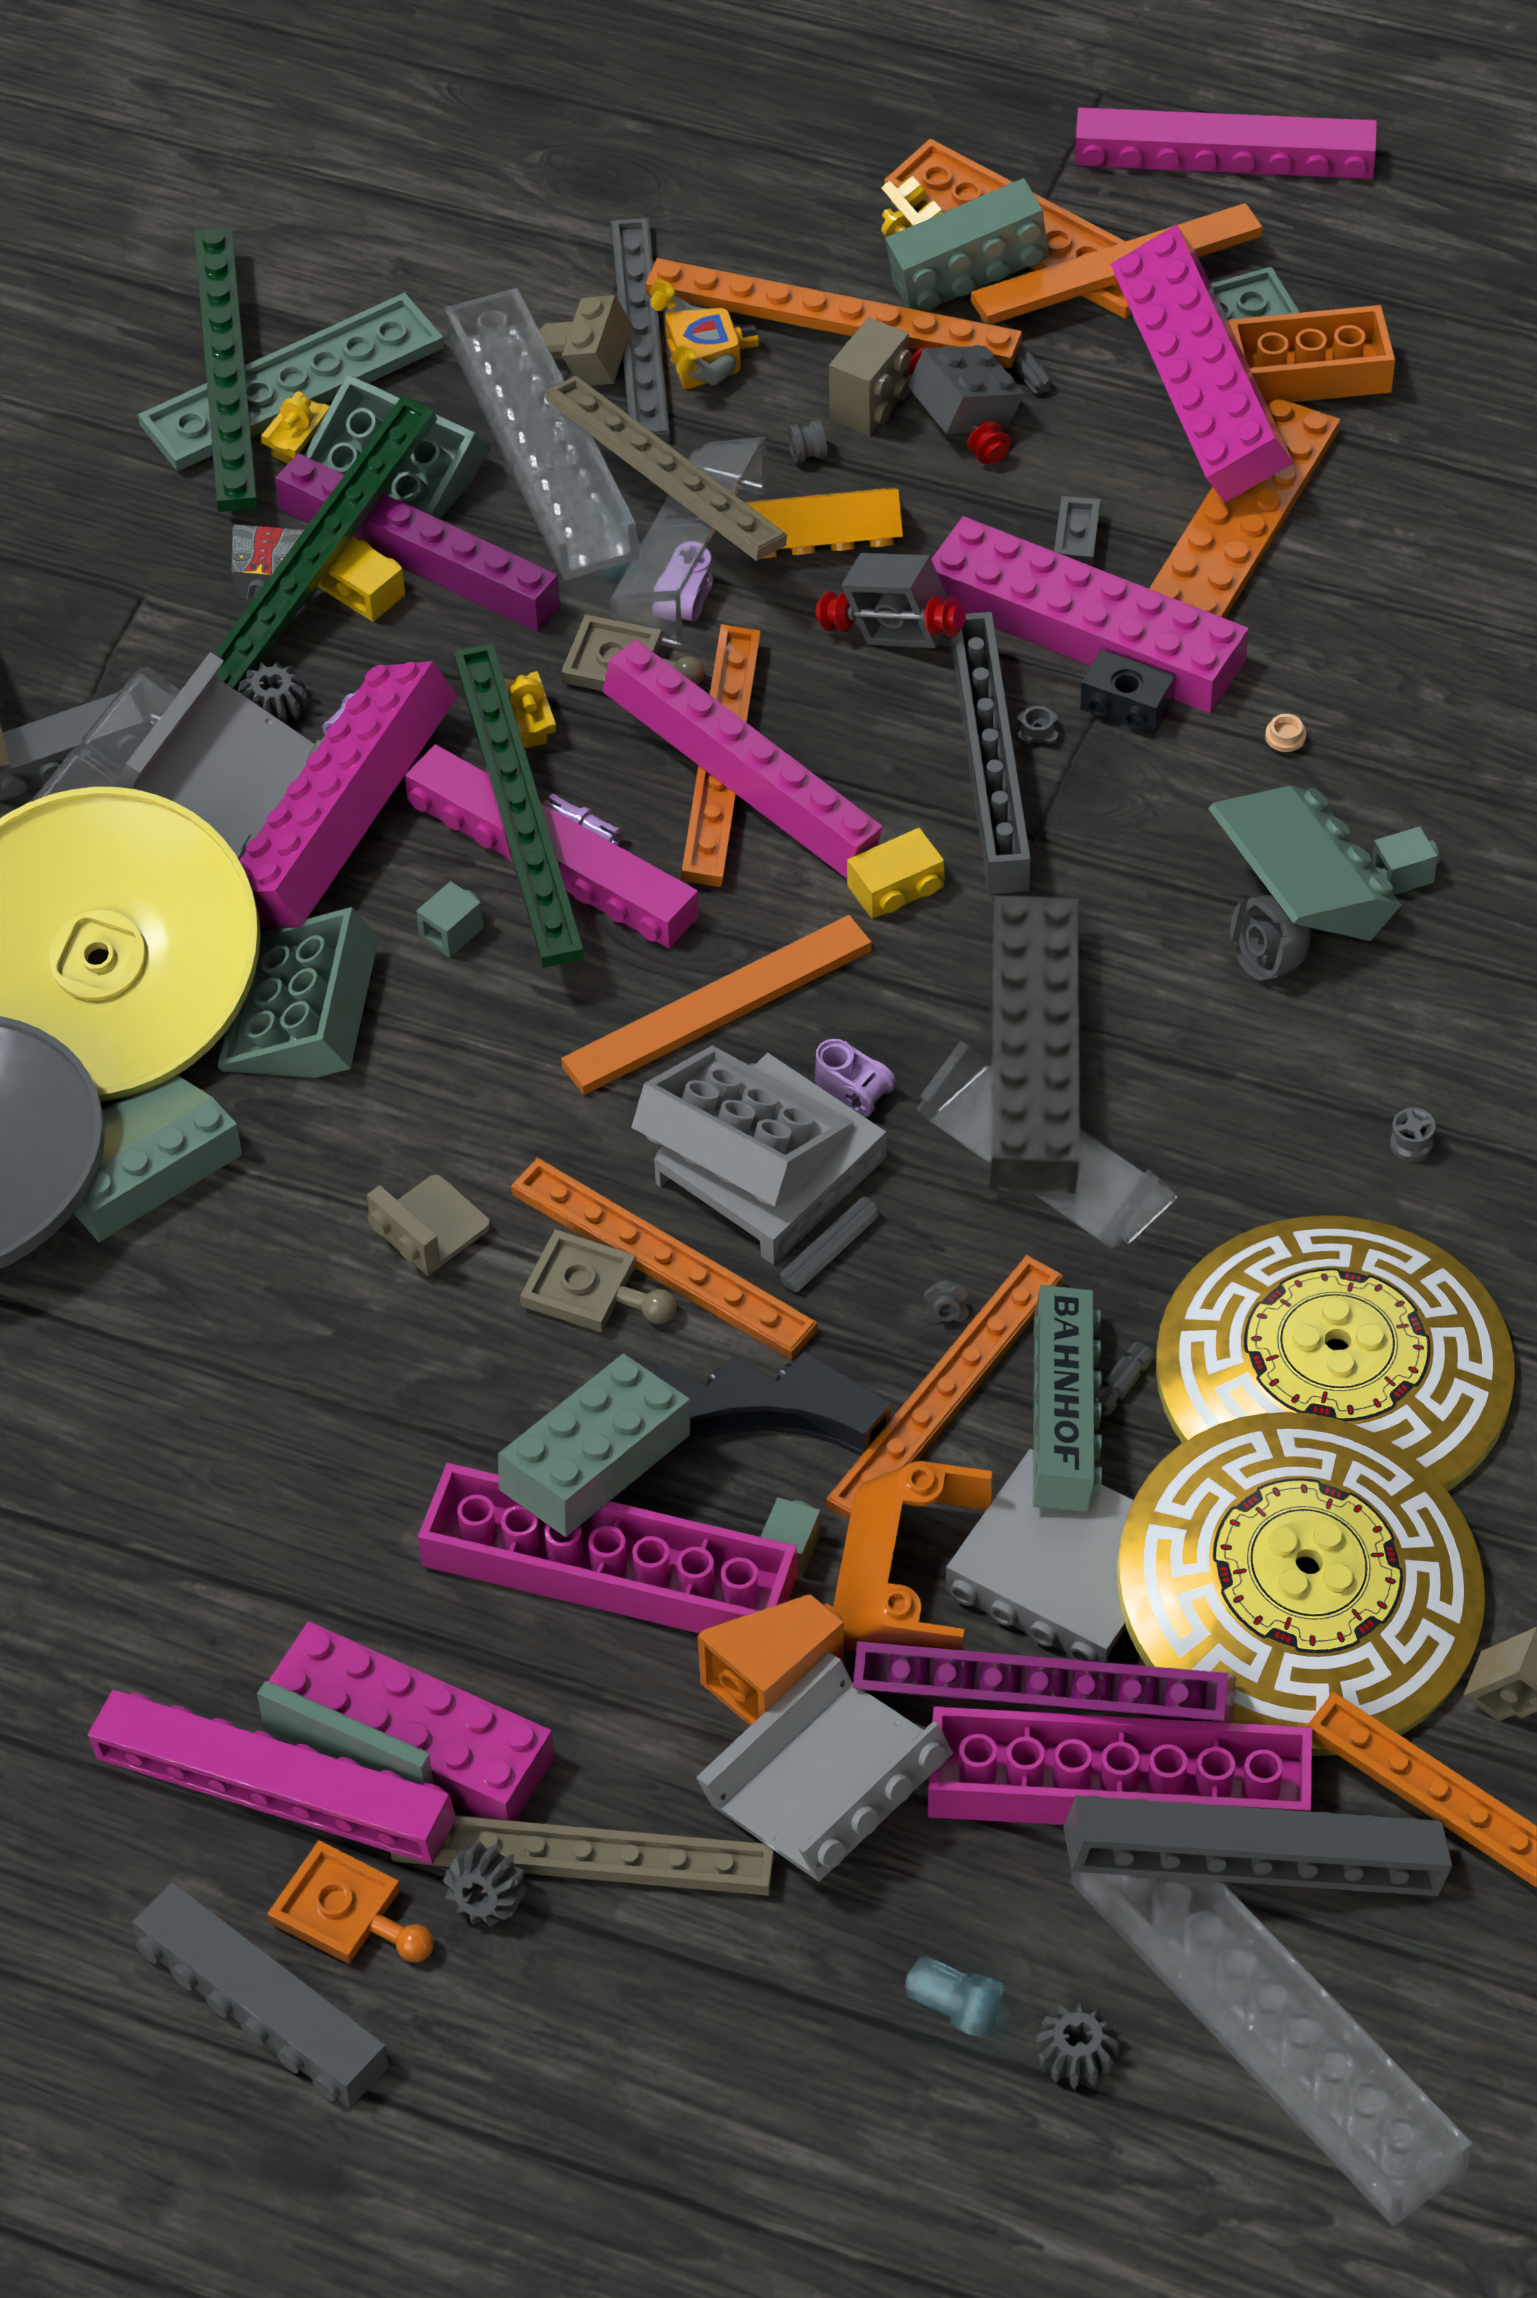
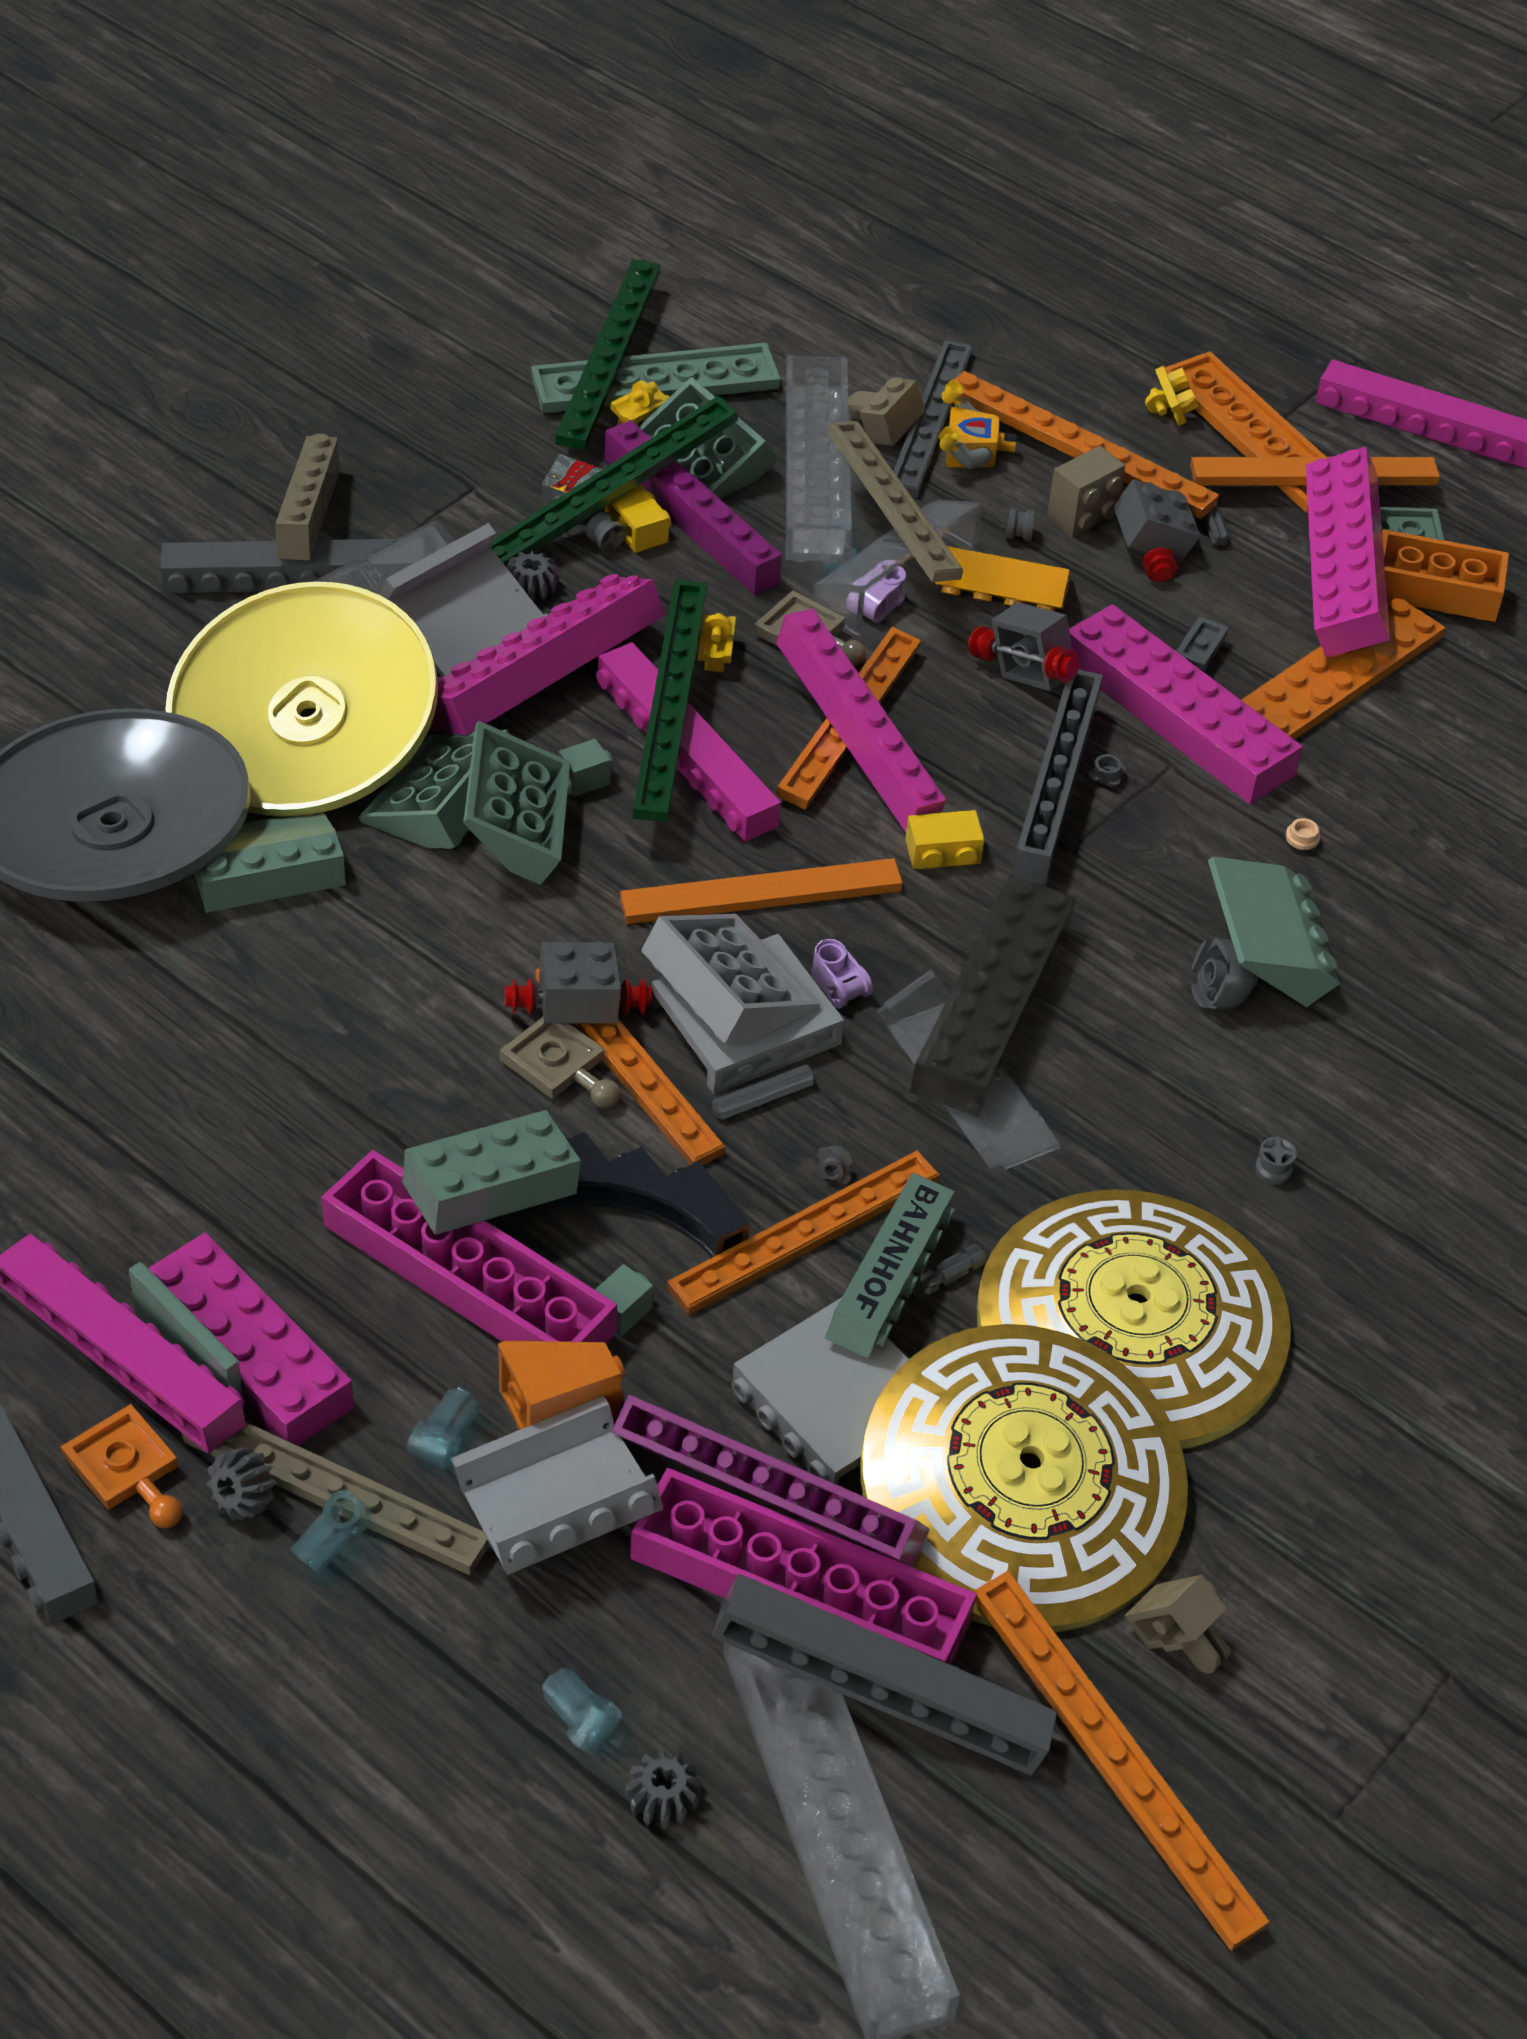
camera: 15 degrees right, 5 degrees down
(331, 607) = (605, 531): none -> dark grey wheel
(407, 991) = (517, 802): none -> sand green slope
(427, 1222) = (455, 976): dark tan bracket -> none
(575, 1191) = (578, 985): none -> dark grey brick
(585, 818) = (724, 730): lavender pin -> none
(604, 1906) = (327, 1534): none -> clear light blue piece
(667, 1756) = (441, 1434): none -> clear light blue piece
(865, 1600) = (661, 1369): orange windscreen -> none
(968, 247) = (1202, 424): sand green brick -> none
(1127, 691) = (1188, 767): black brick -> none
(1406, 859) = (1359, 954): sand green brick -> none

